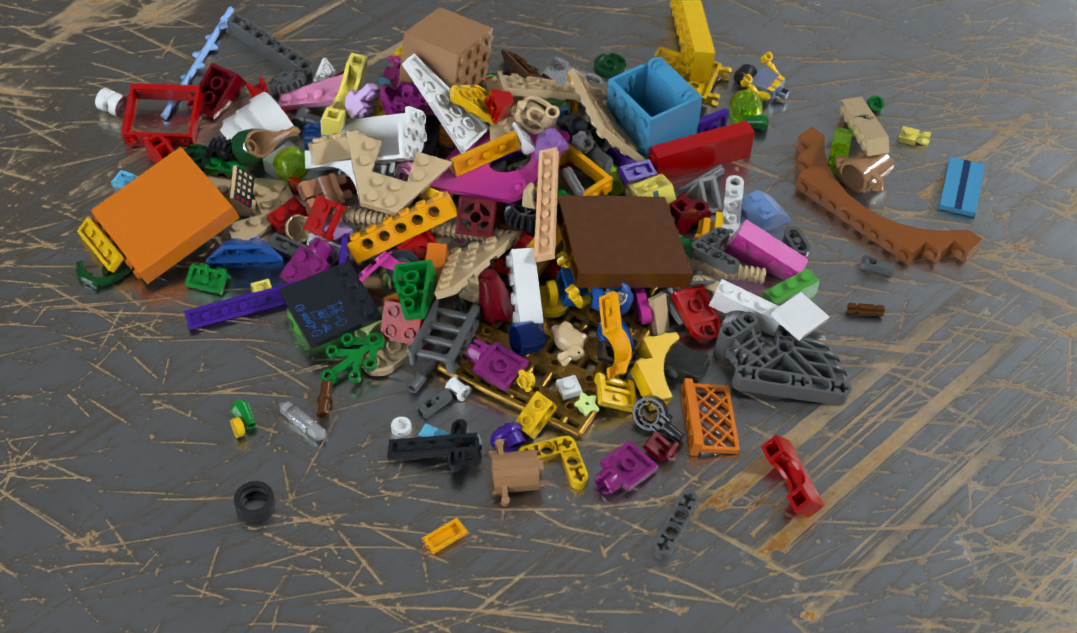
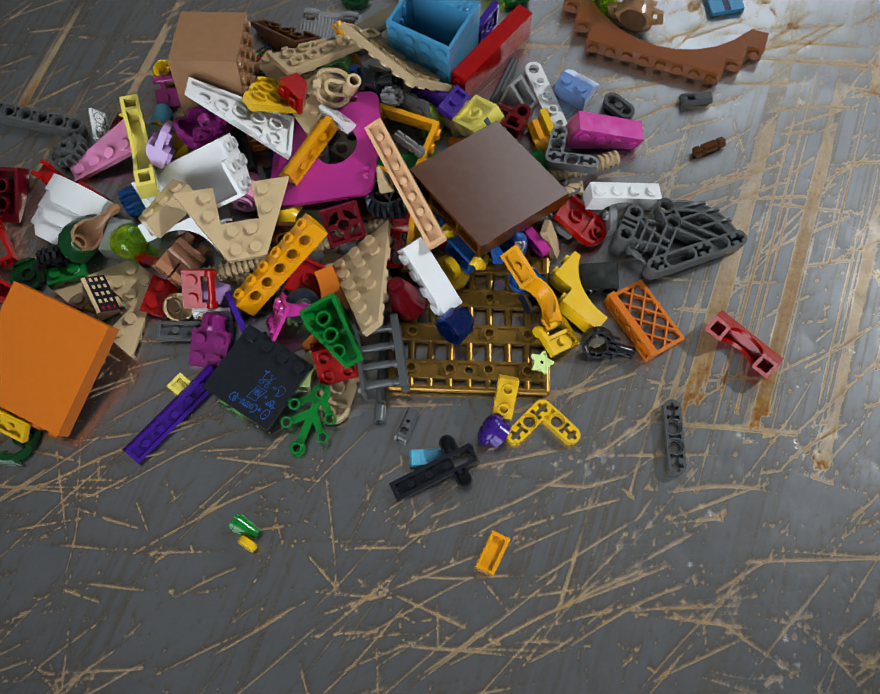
camera: 25 degrees left, 20 degrees up
(207, 279) = (123, 402): green bracket -> none
(244, 253) = (142, 359): blue wedge -> none
(259, 514) = (293, 606): black tyre -> none
(302, 420) = (300, 505): piece -> none
(303, 117) = (109, 183): dark grey piece -> none
(324, 399) = (308, 473): reddish brown pin -> none
(401, 426) = (390, 463): white tile -> none
(458, 388) = (419, 400): white bush -> none
(496, 363) = (443, 363): magenta plate -> none
(514, 471) = (519, 462): medium nougat container -> none
(525, 380) = (478, 367): yellow plate -> none
(550, 139) = (365, 112): medium lavender wing -> none
(568, 387) = (517, 353): white plate -> none
(569, 341) = (493, 307): tan animal -> none
(624, 469) = (604, 407): magenta plate -> none
(660, 448) = (622, 370): dark red bracket -> none
(799, 316) = (670, 185): white tile -> none
(802, 282) = (643, 159): bright green arch -> none

